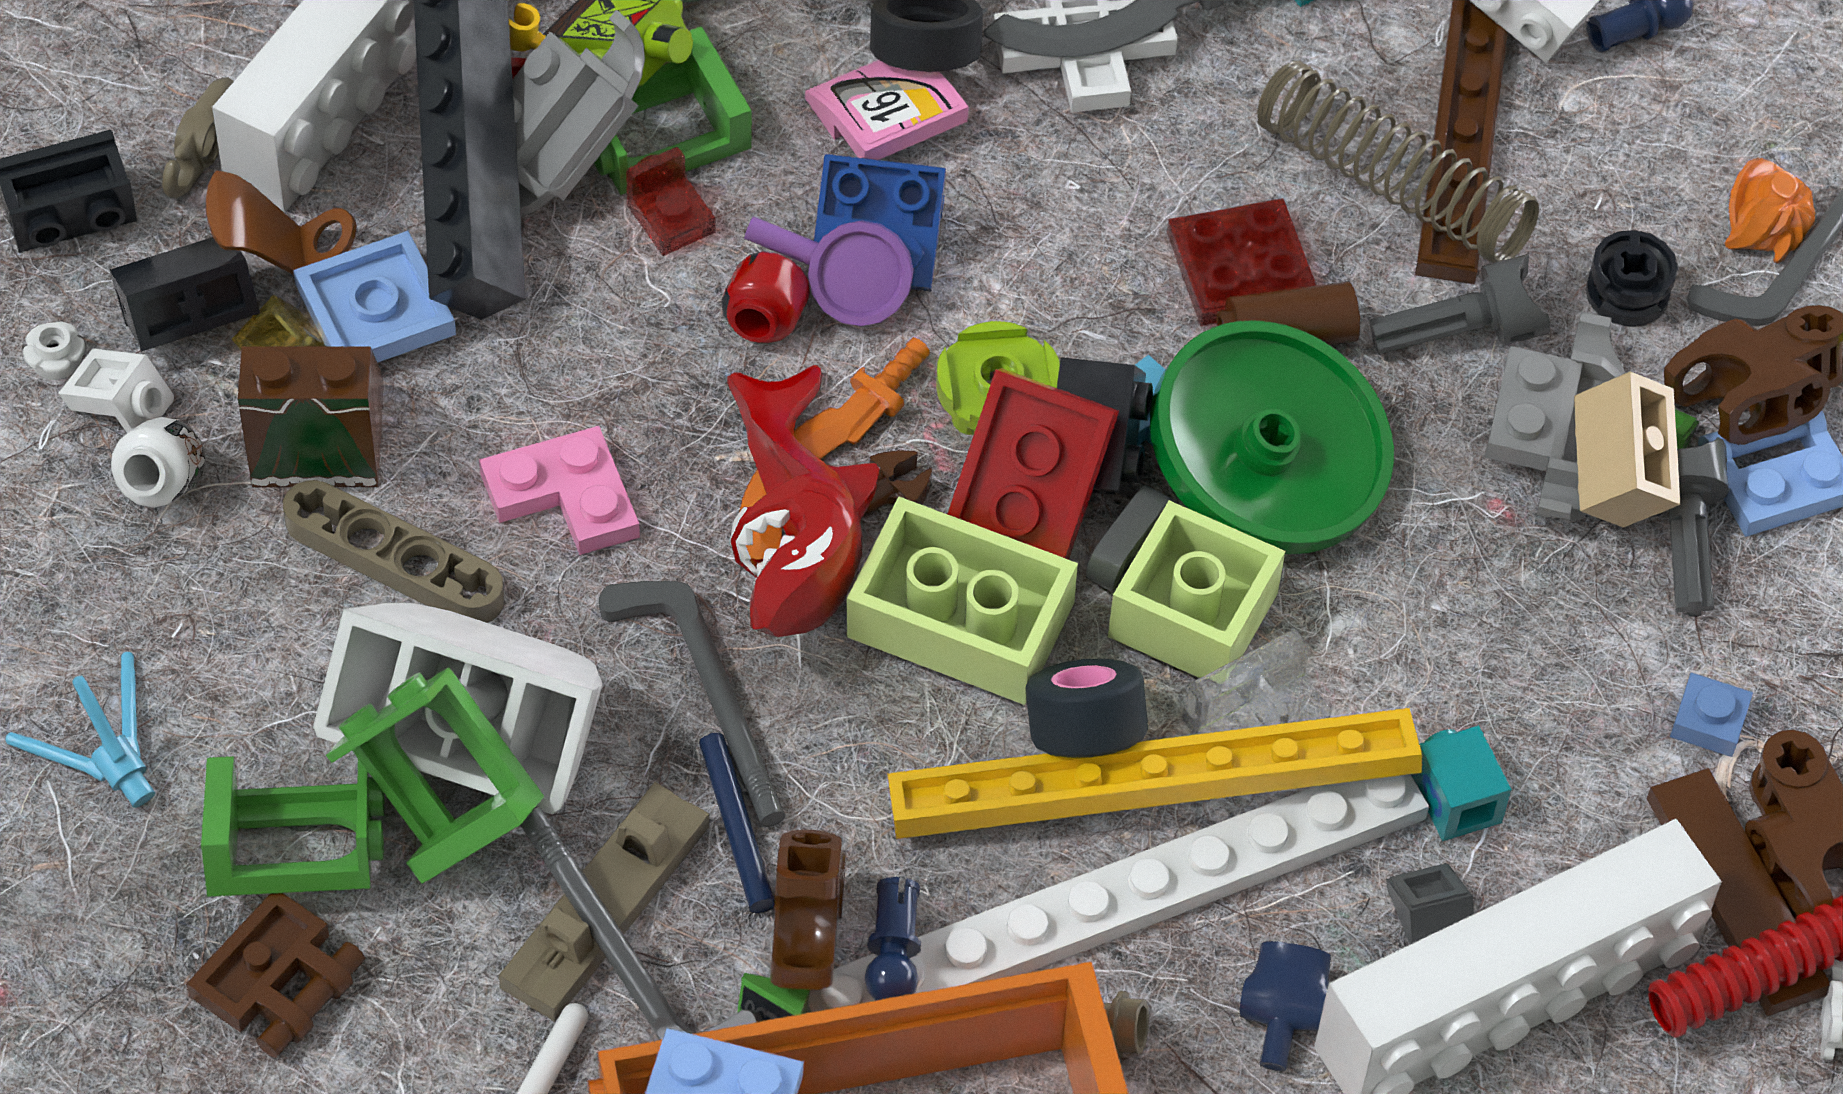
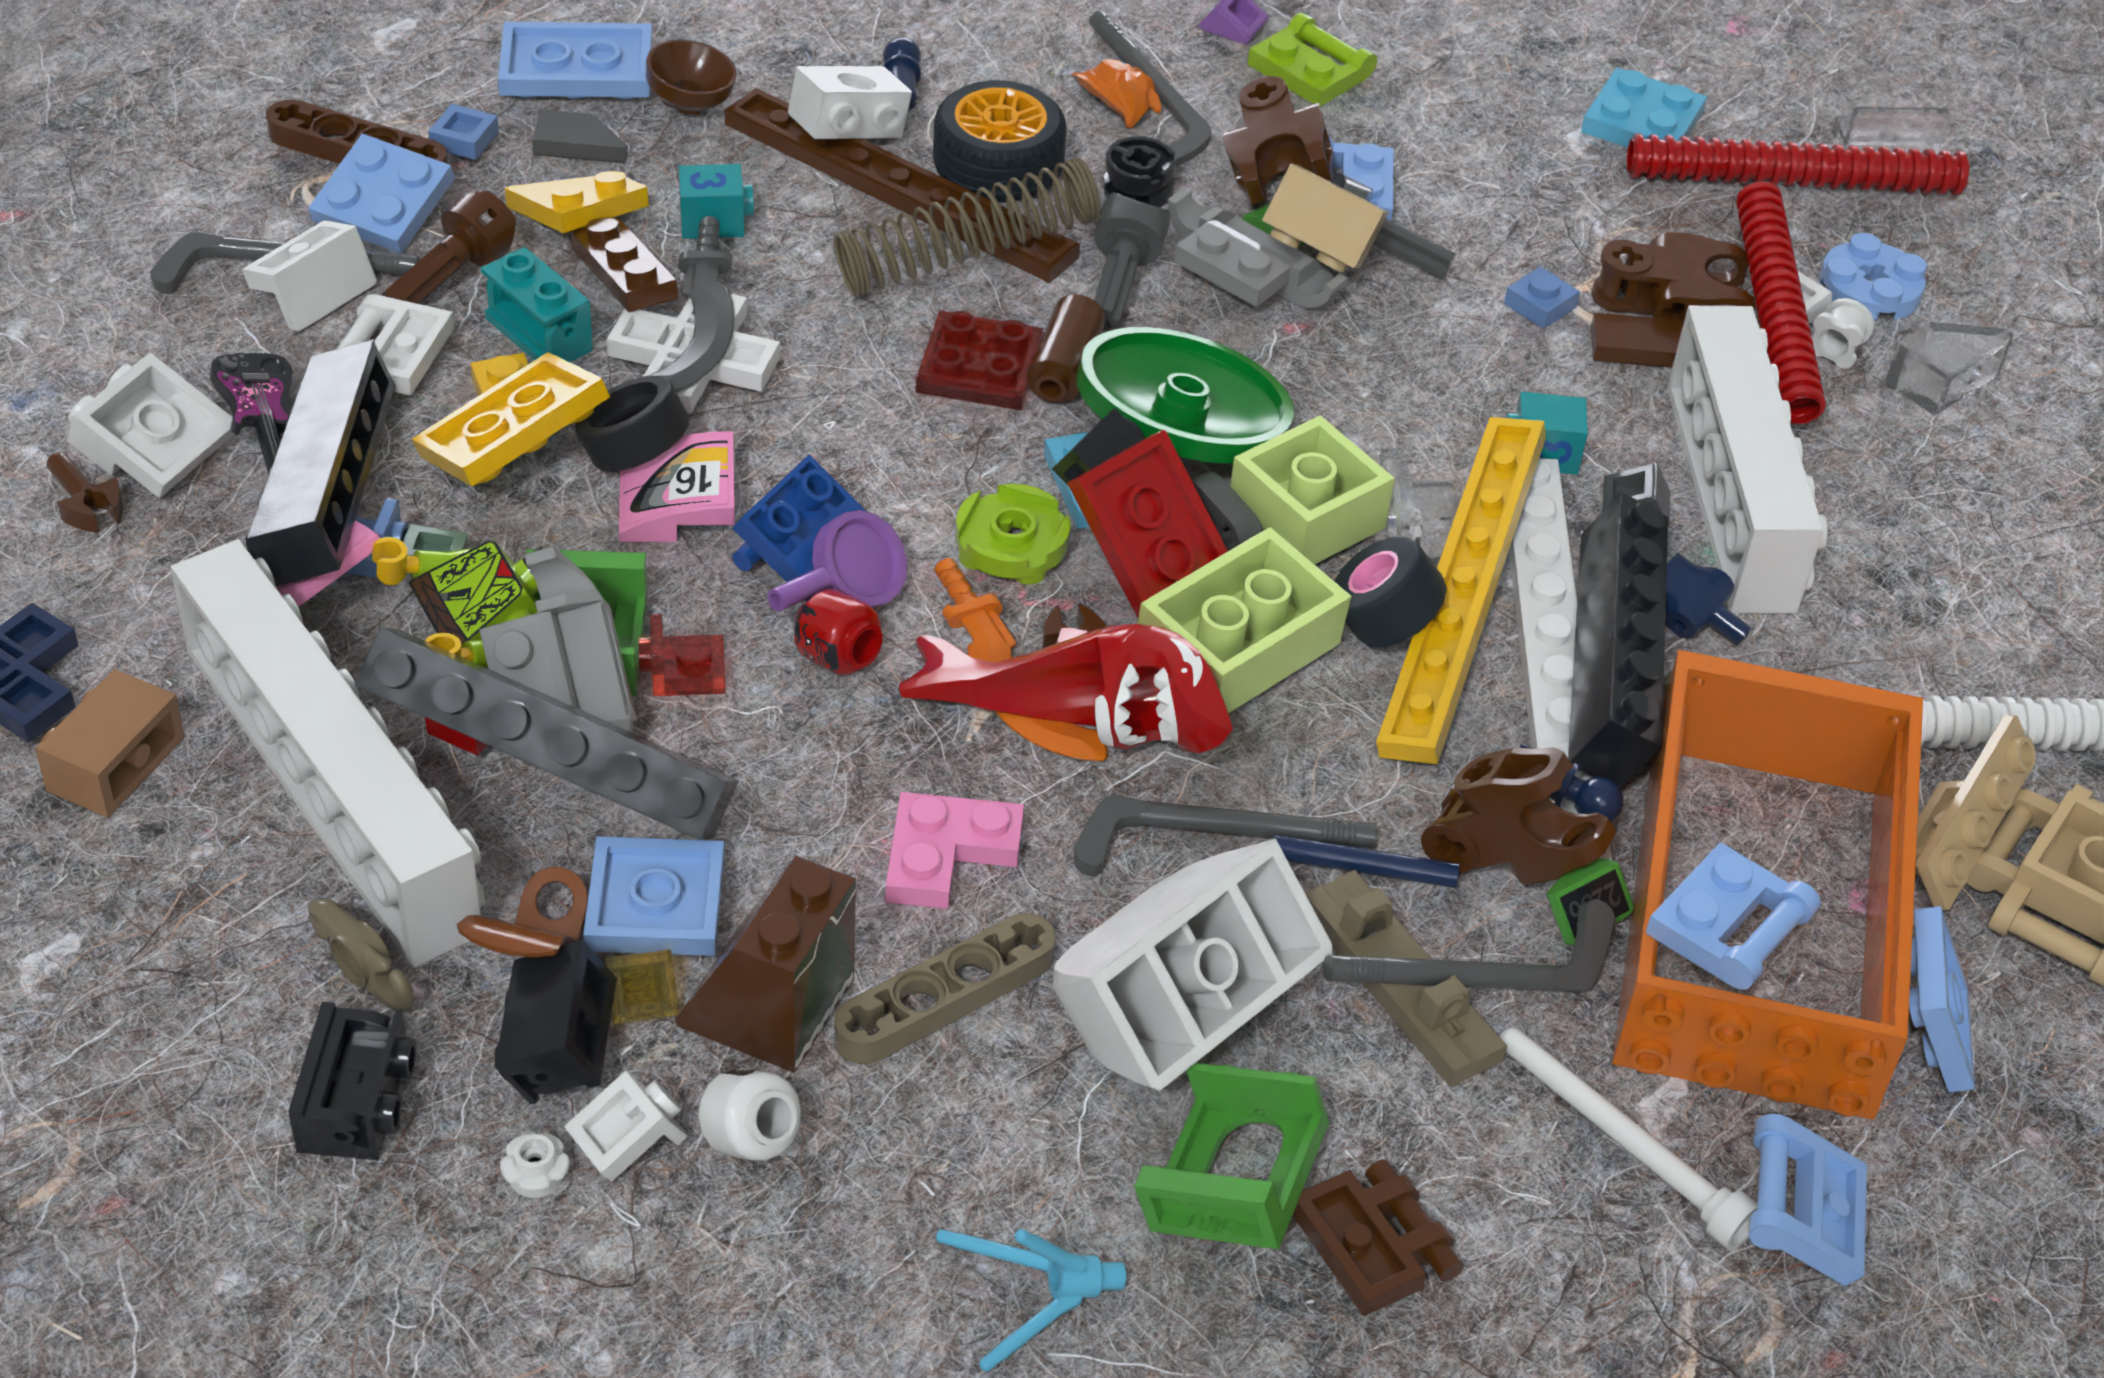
camera: 65 degrees left, 10 degrees down
(442, 837) = (1316, 1011): bright green panel -> none
(1159, 924) = (1619, 641): none -> black brick
(1578, 137) = (997, 134): none -> black wheel

